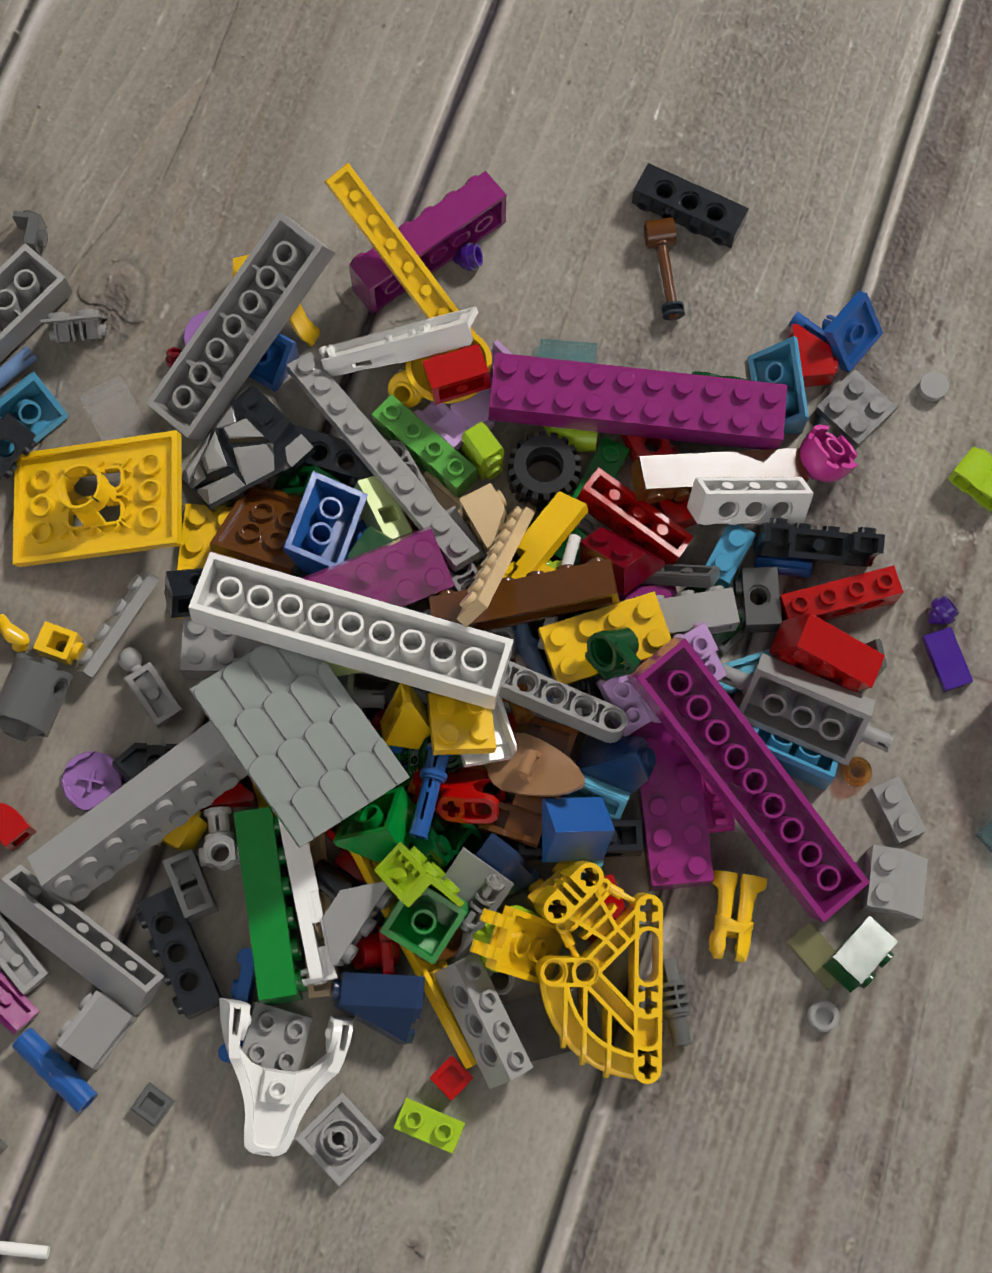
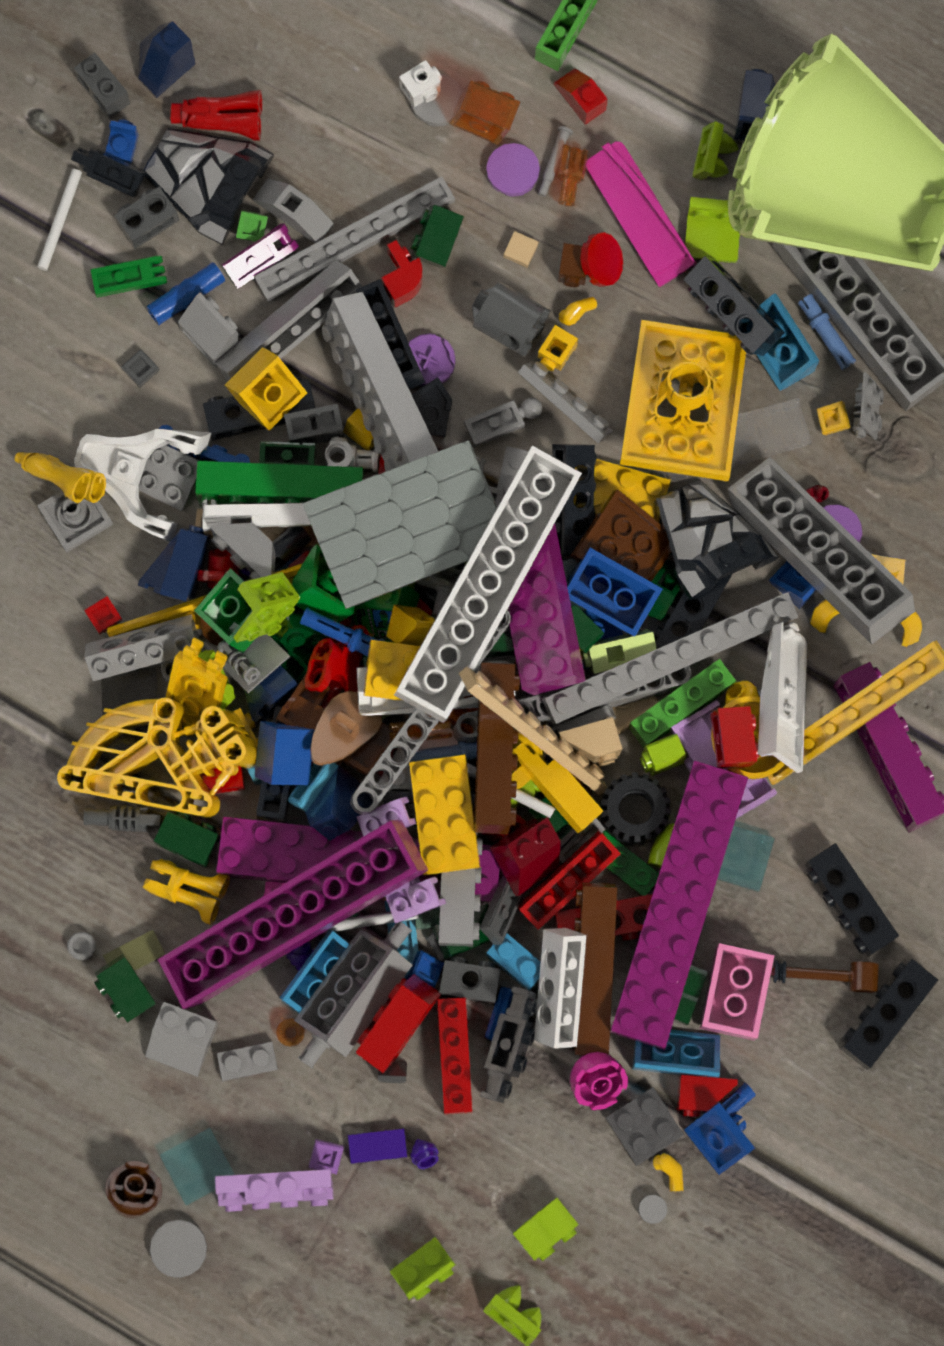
camera: 100 degrees right, 5 degrees up
(44, 1144) = (128, 276): none -> green hinge
(62, 818) = (392, 332): none -> black brick
(91, 357) = (833, 418): none -> yellow tile
(157, 945) = (266, 388): none -> yellow slope
(231, 907) = (287, 453): none -> dark green brick
(305, 1143) = (73, 481): none -> yellow piece
(429, 1125) = (67, 588): lime brick -> none
(469, 256) = (873, 788): dark purple plate -> none
(611, 225) = (866, 907): none -> black brick
(611, 648) = (425, 811): dark green piece -> none
(682, 923) = (187, 838): none -> dark green brick
(706, 341) = (736, 992): none -> bright pink brick
(755, 644) = (426, 968): none -> blue tile
(891, 374) = (672, 1168): none -> yellow arm
(973, 707) = (326, 1156): none -> medium lavender tile

